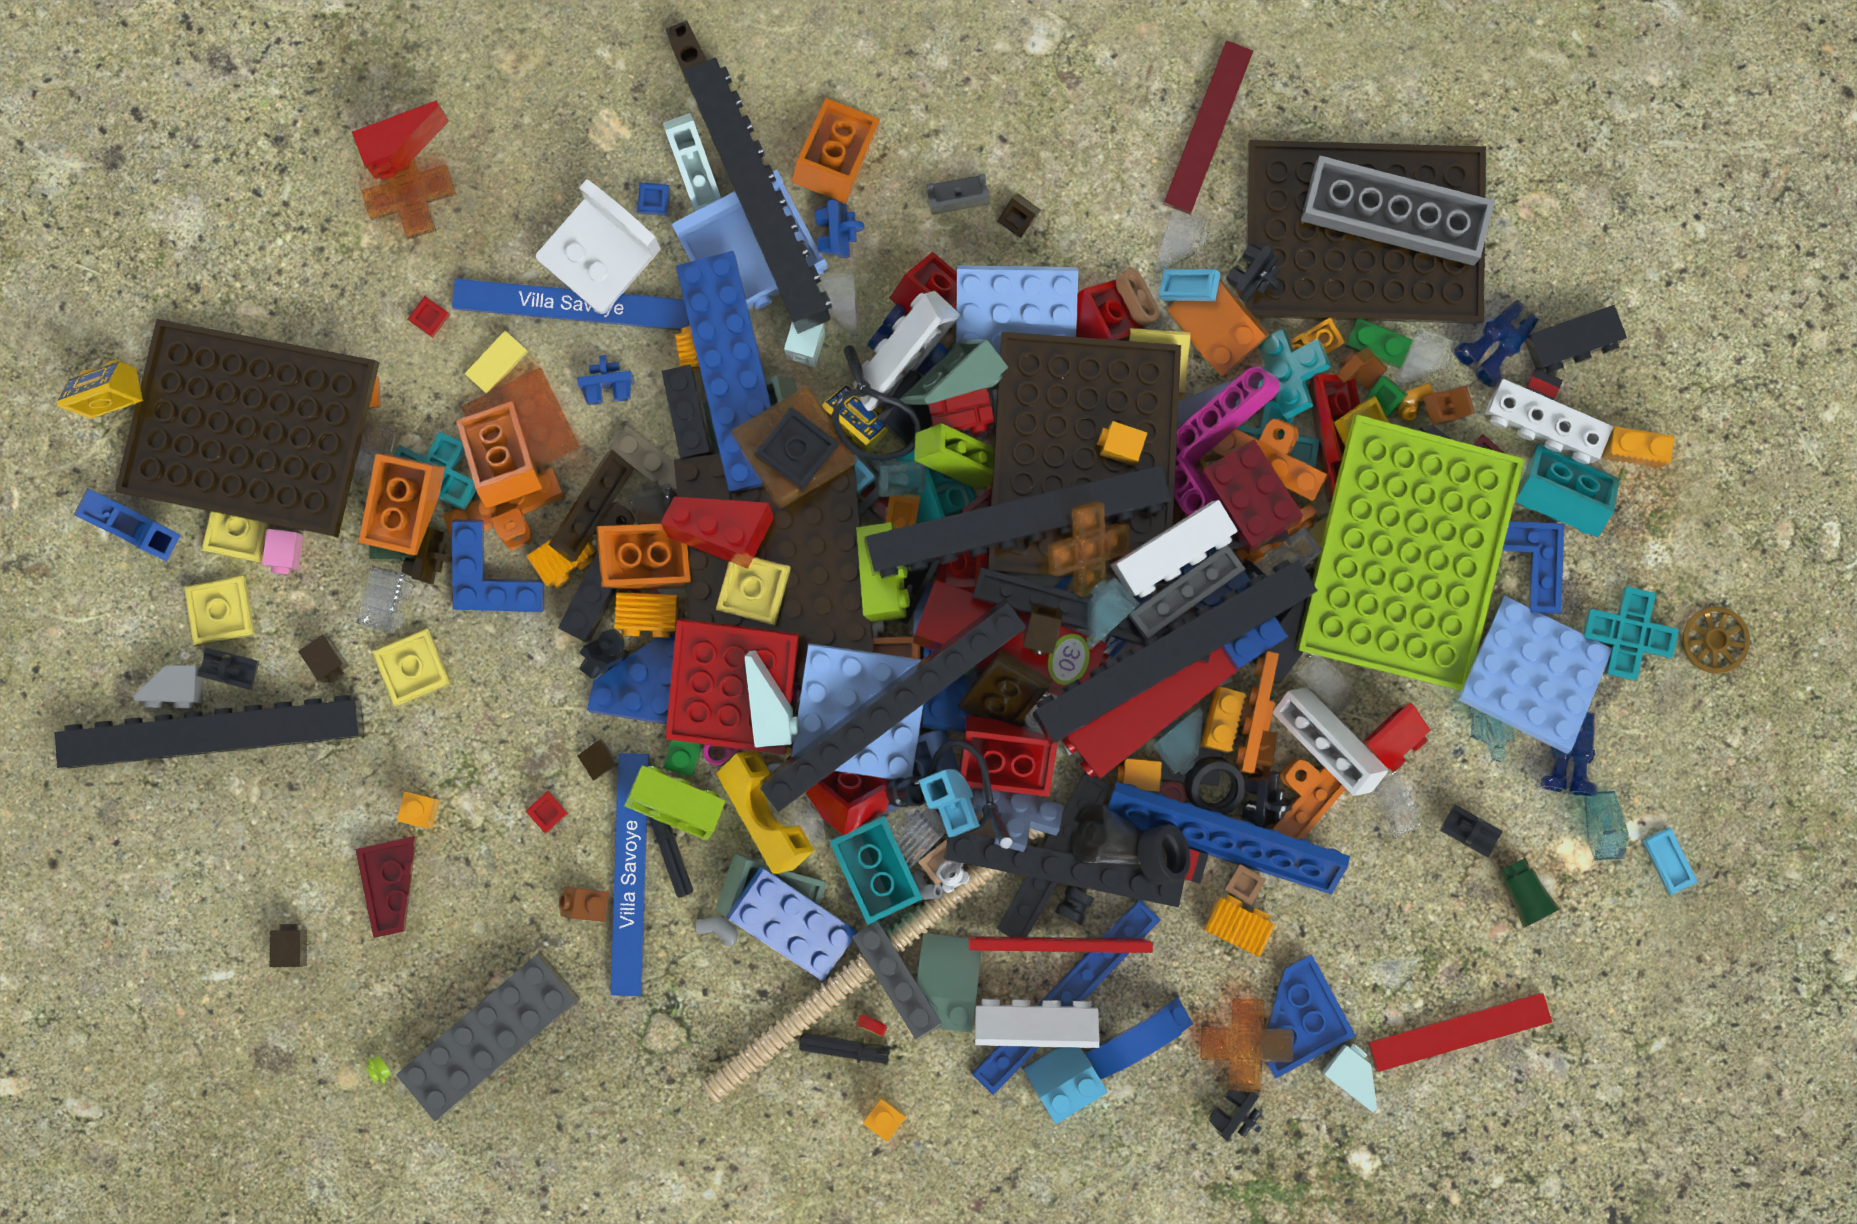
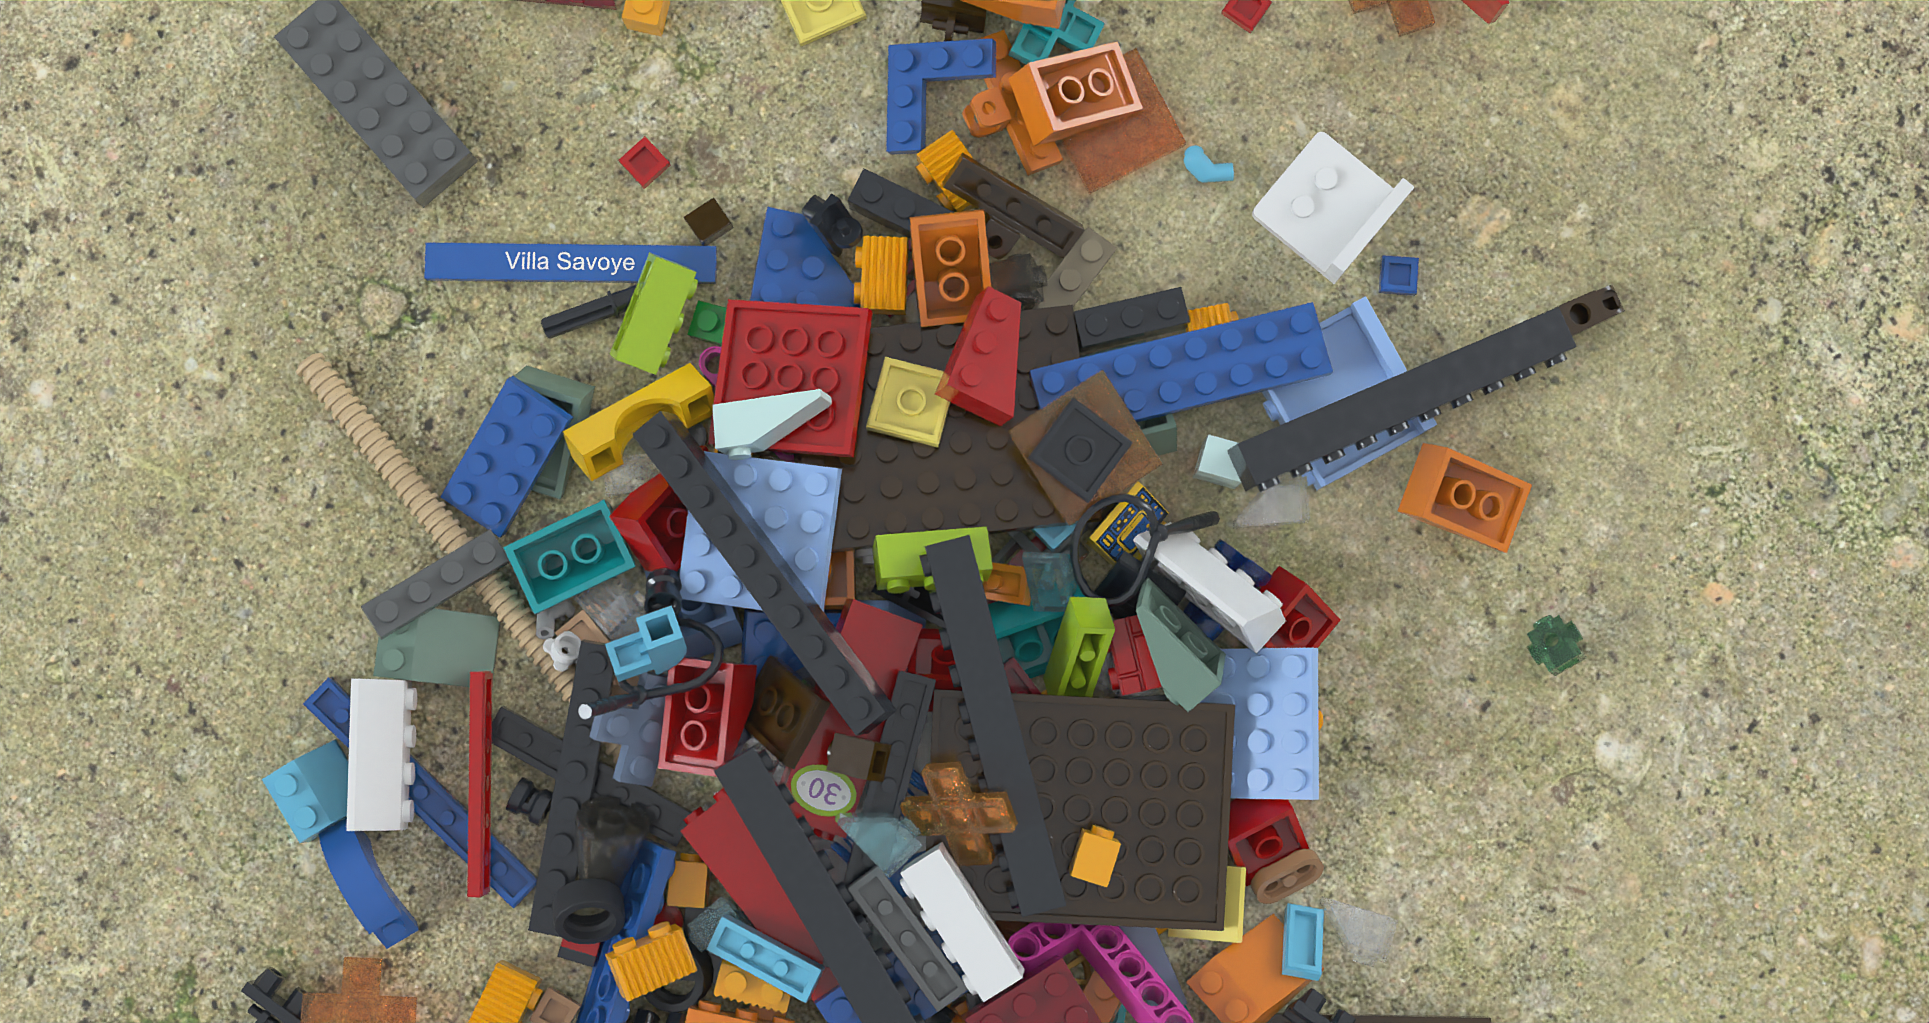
camera: 90 degrees right, 0 degrees up
(496, 362) = (1191, 89): light yellow tile -> none
(562, 353) = (1203, 169): none -> medium azure arm
(567, 305) = (1264, 168): blue tile -> none
(583, 904) = (534, 208): dark orange bracket -> none
(593, 385) = (1163, 205): blue hips -> none
(692, 161) = (1446, 320): light aqua slope -> none
(720, 926) = (507, 368): light grey arm -> none
(841, 227) = (1365, 506): blue hips -> none
(844, 1048) = (360, 523): black axle -> none
(871, 1025) = (386, 555): red tile -> none
(884, 1118) = (274, 572): light orange brick -> none
(958, 194) = (1413, 650): dark grey hinge -> none
(961, 73) = (1566, 651): none -> clear green brick
(1018, 215) = (1388, 727): dark brown slope -> none
(1202, 708) = (765, 958): none -> medium azure plate
(1204, 800) = (650, 961): none -> light orange brick
(1208, 127) = (1507, 966): dark red tile -> none

